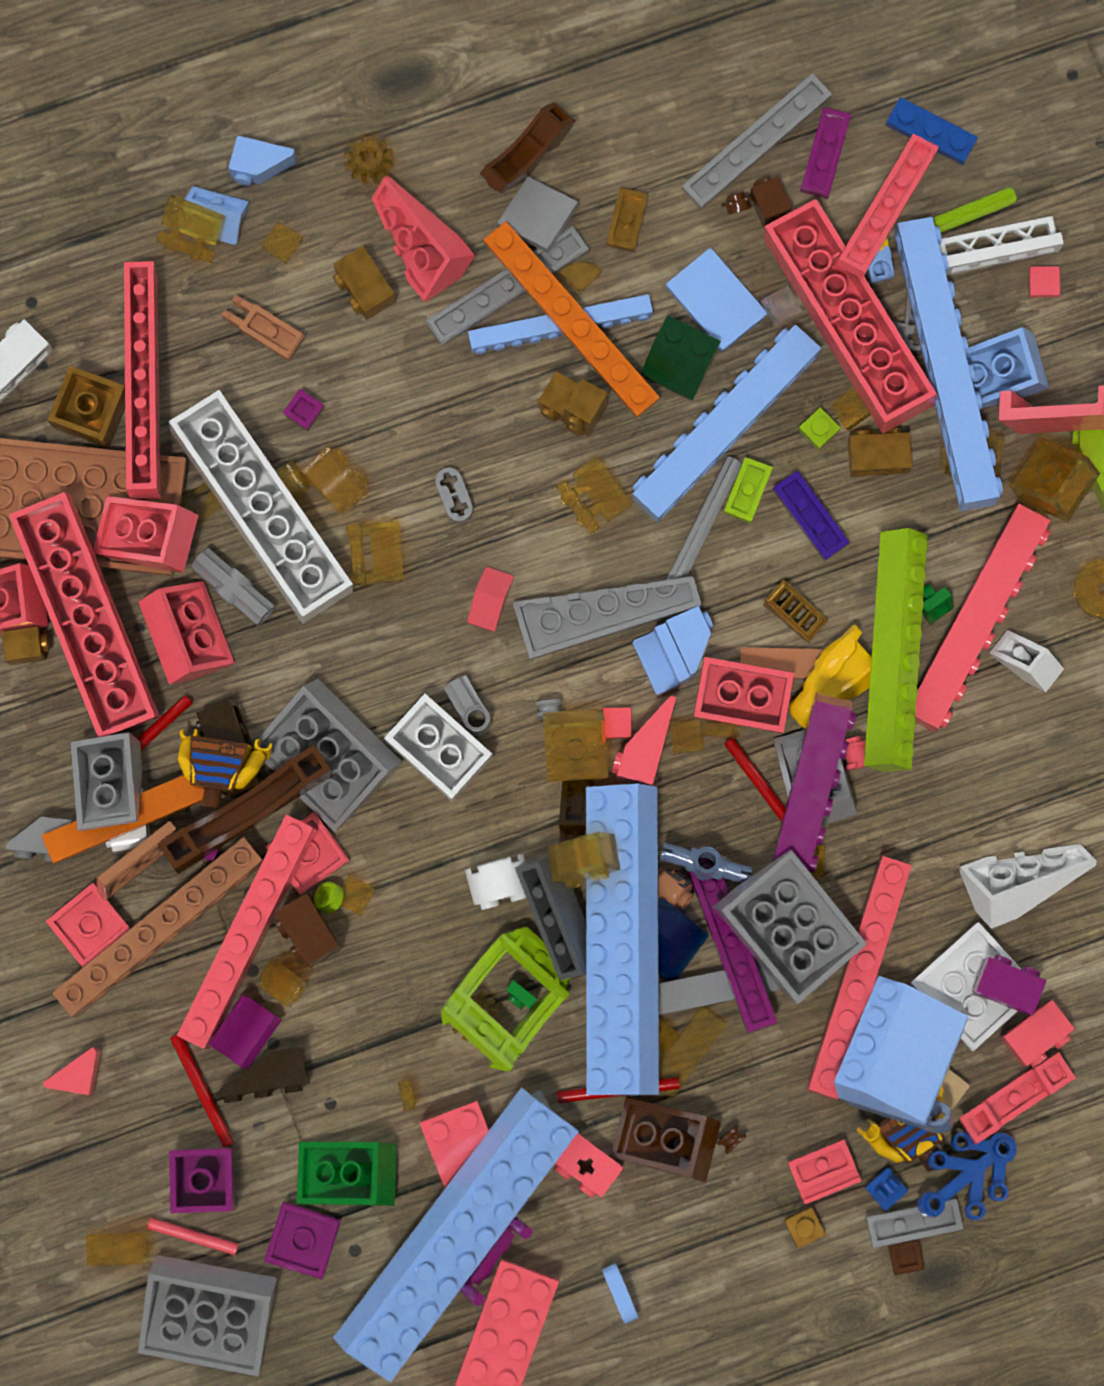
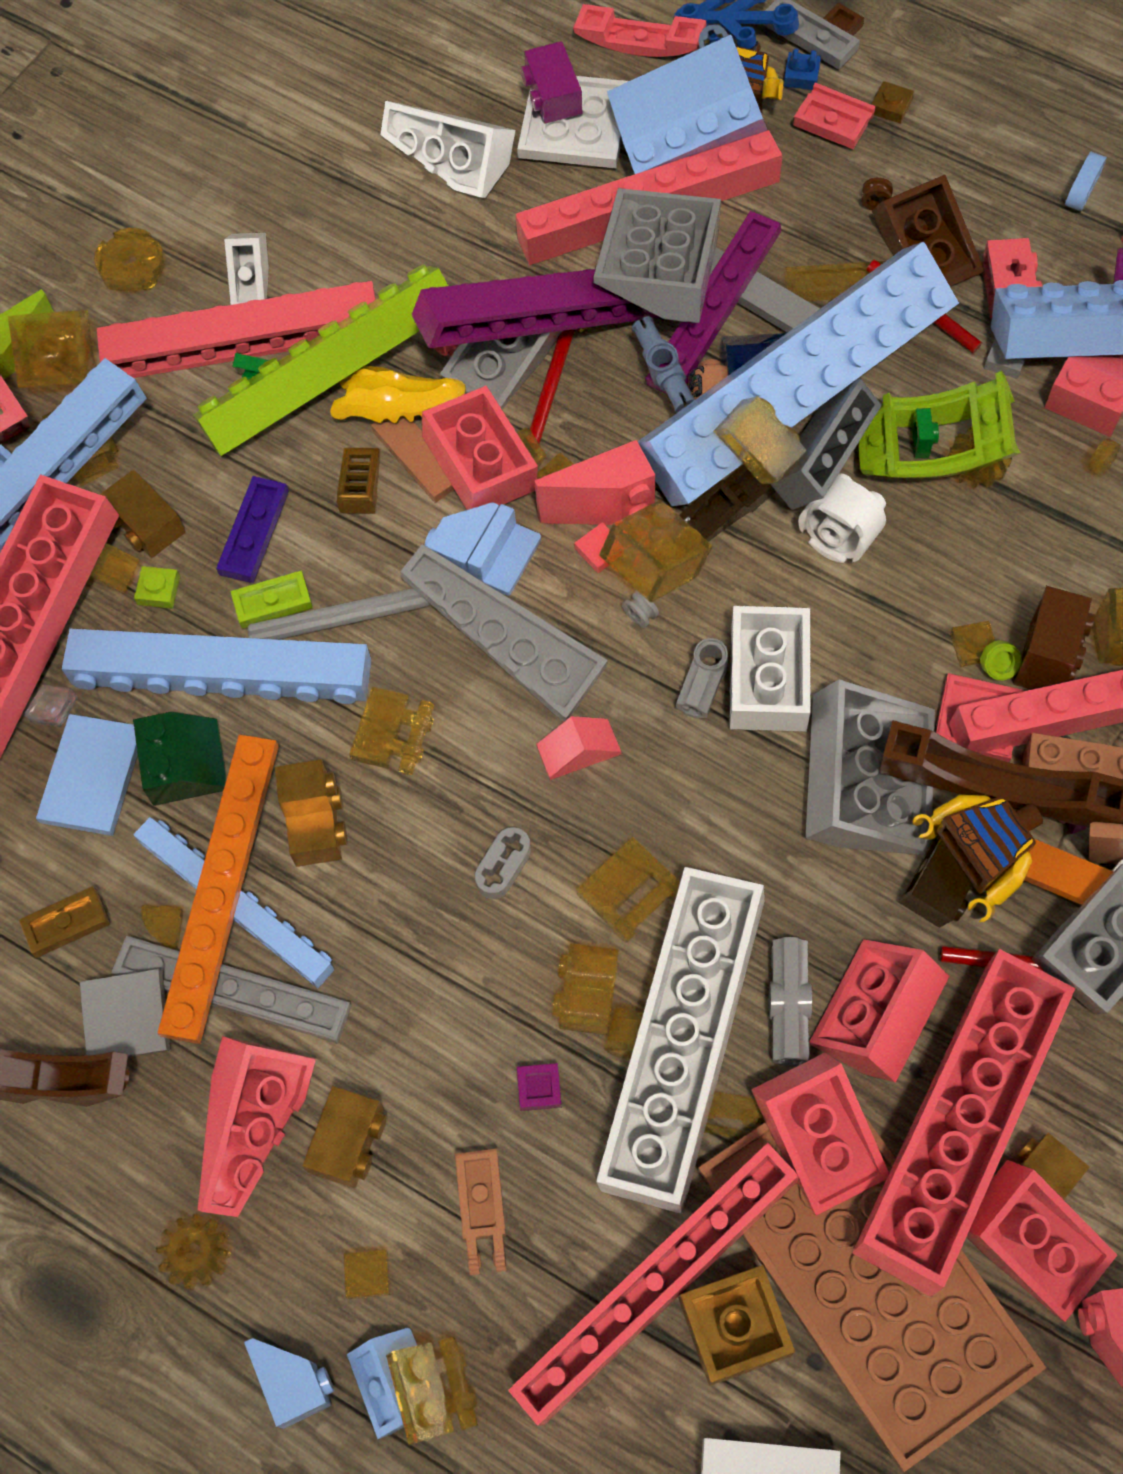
camera: 125 degrees left, 15 degrees down
(1038, 1034) = (585, 46): coral brick -> none

